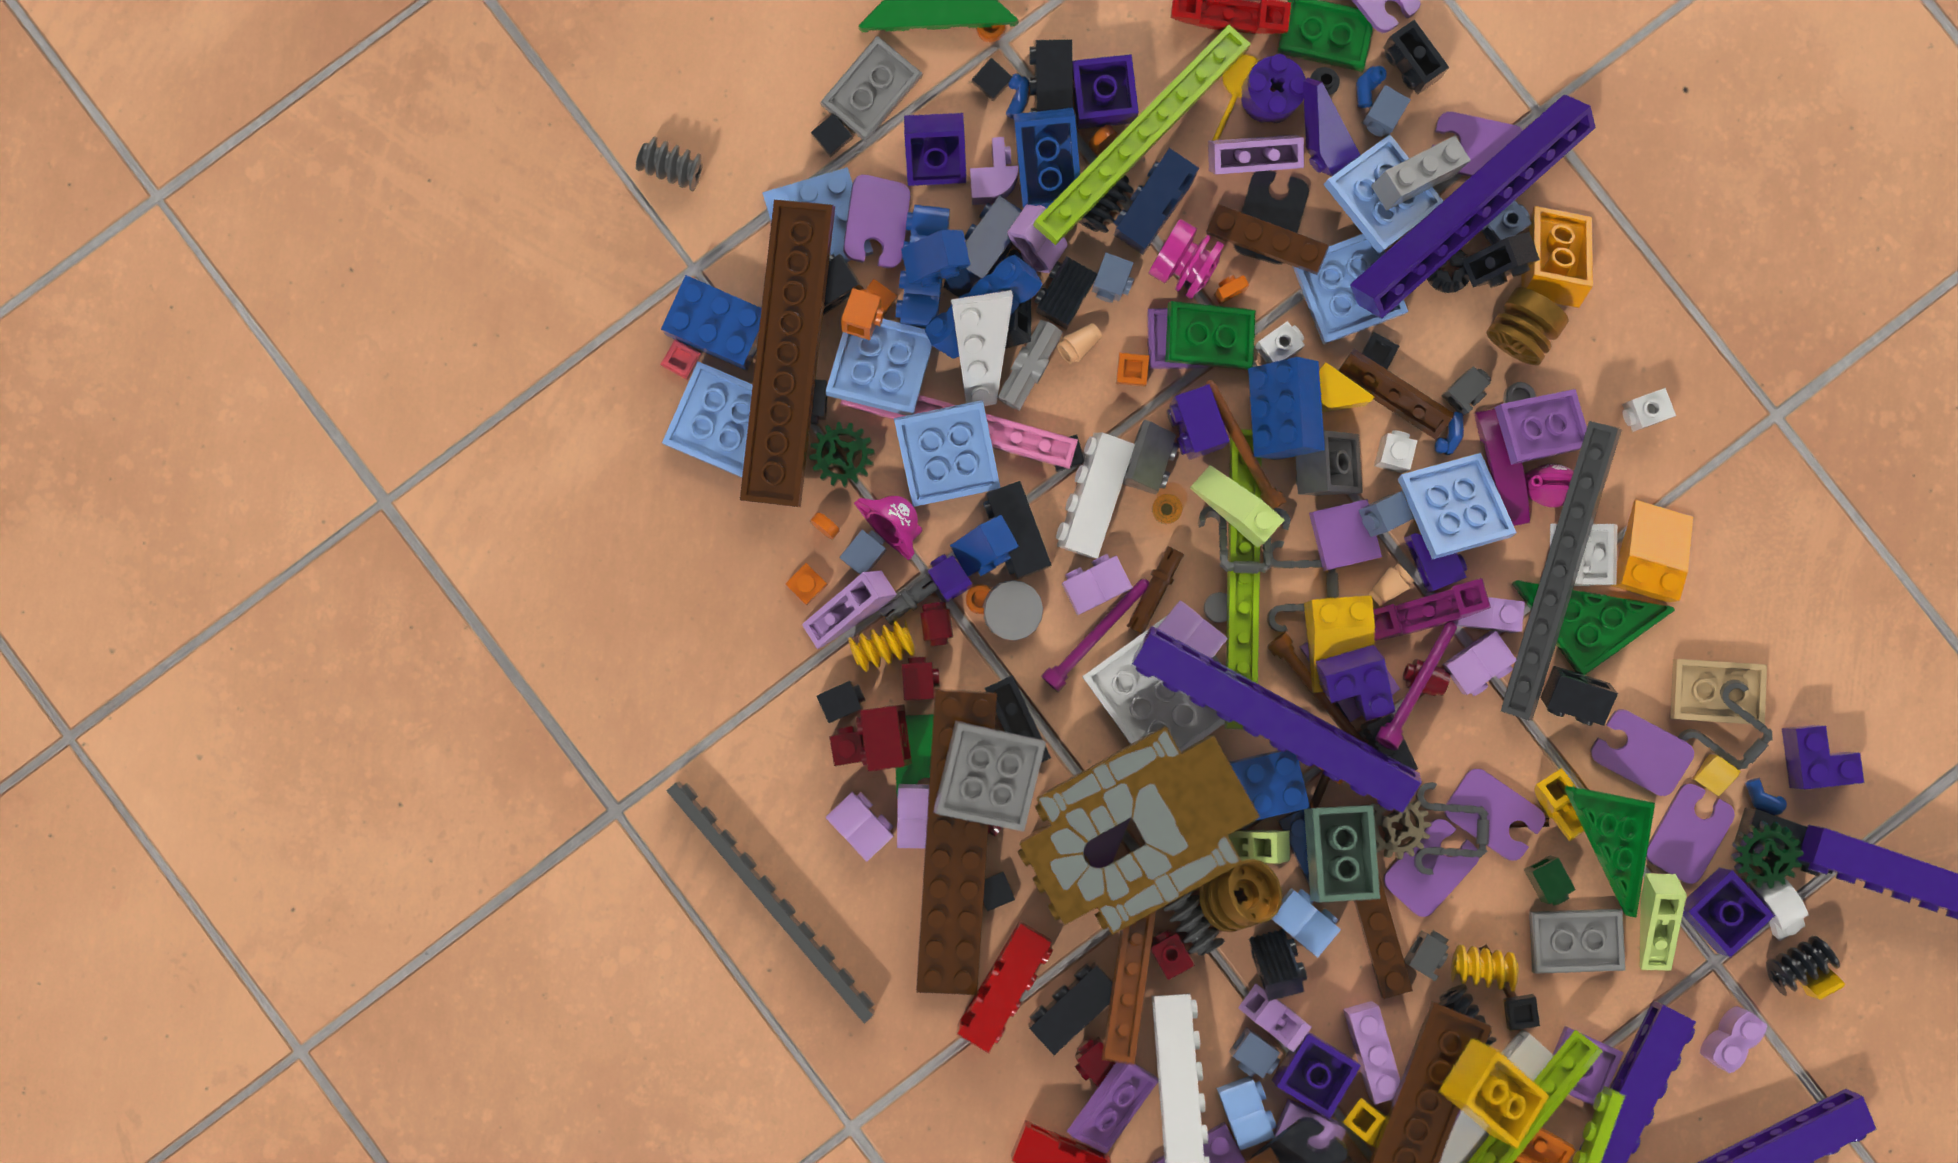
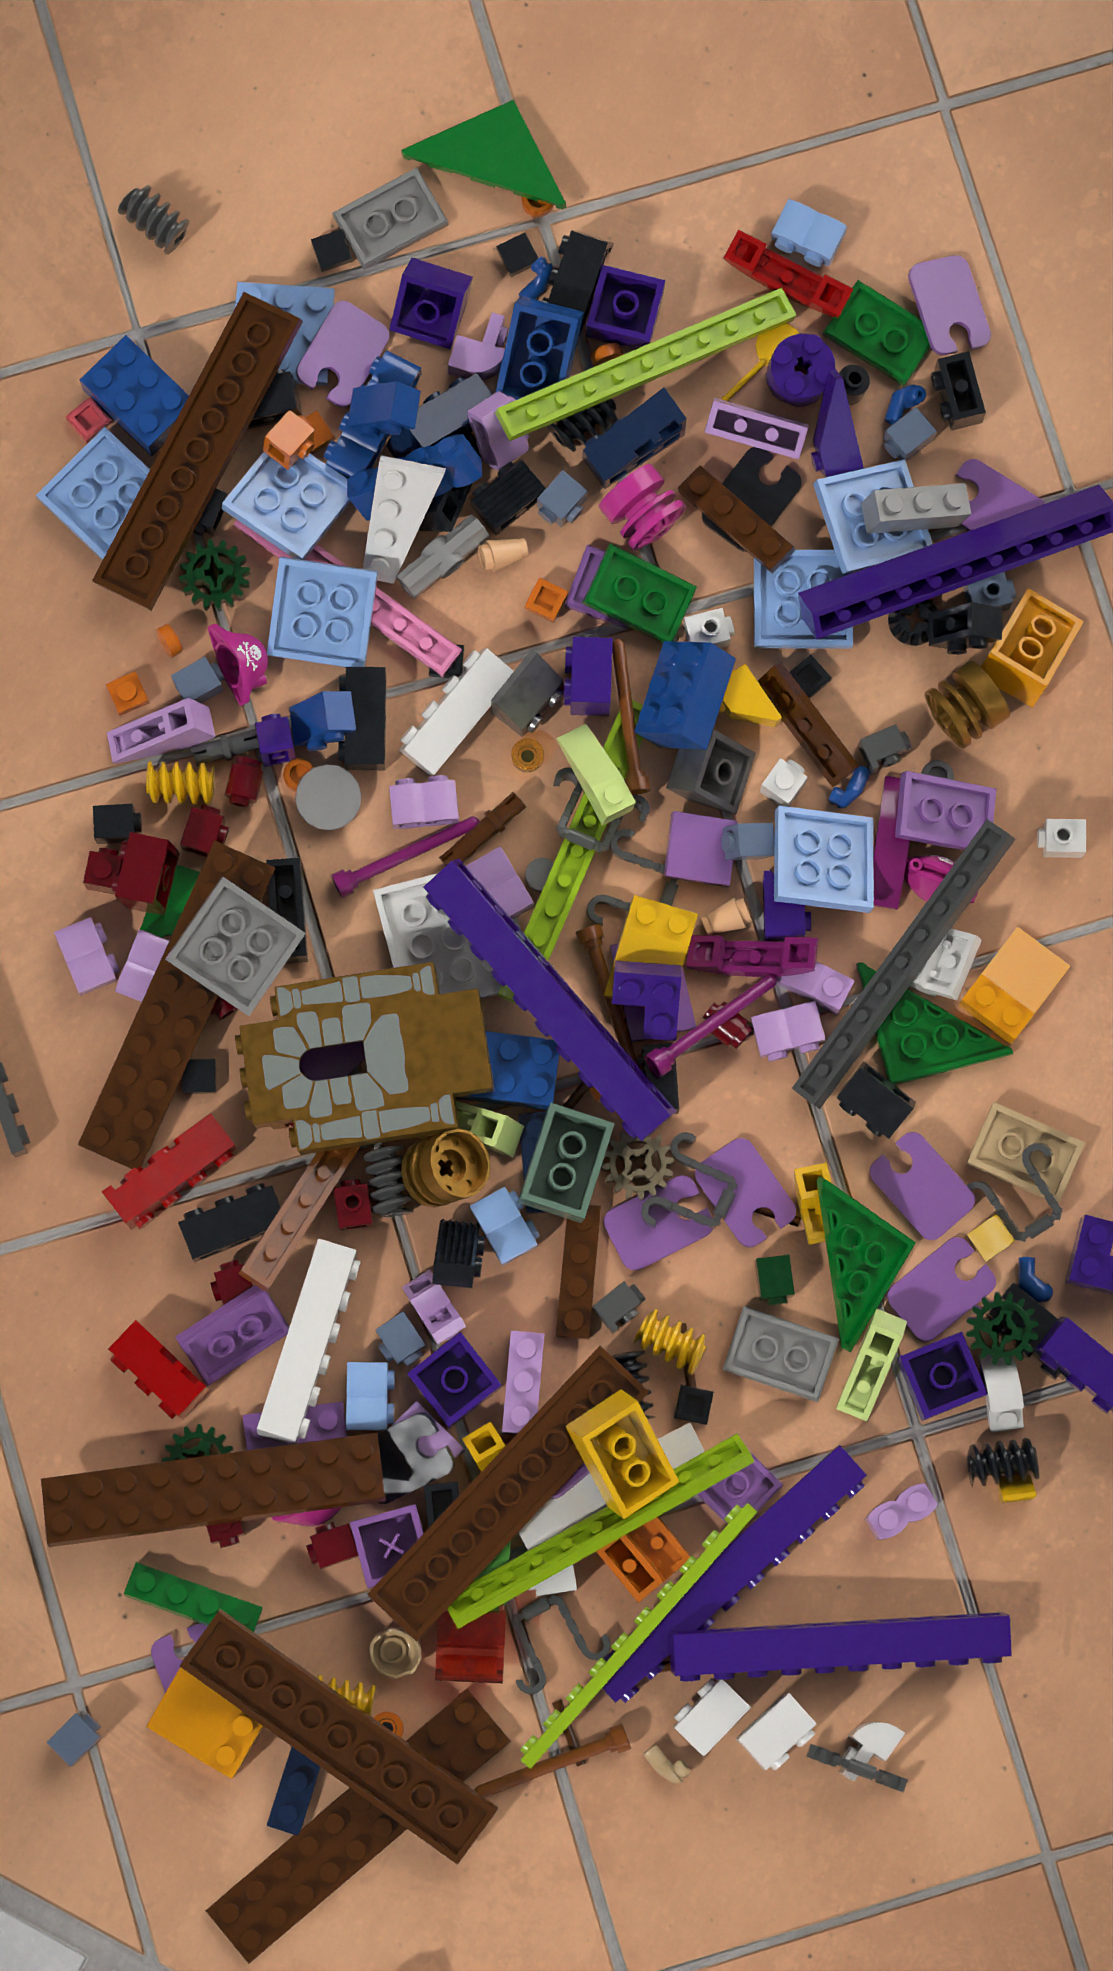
camera: 20 degrees right, 5 degrees down
(1230, 288) = (679, 555): orange plate -> none

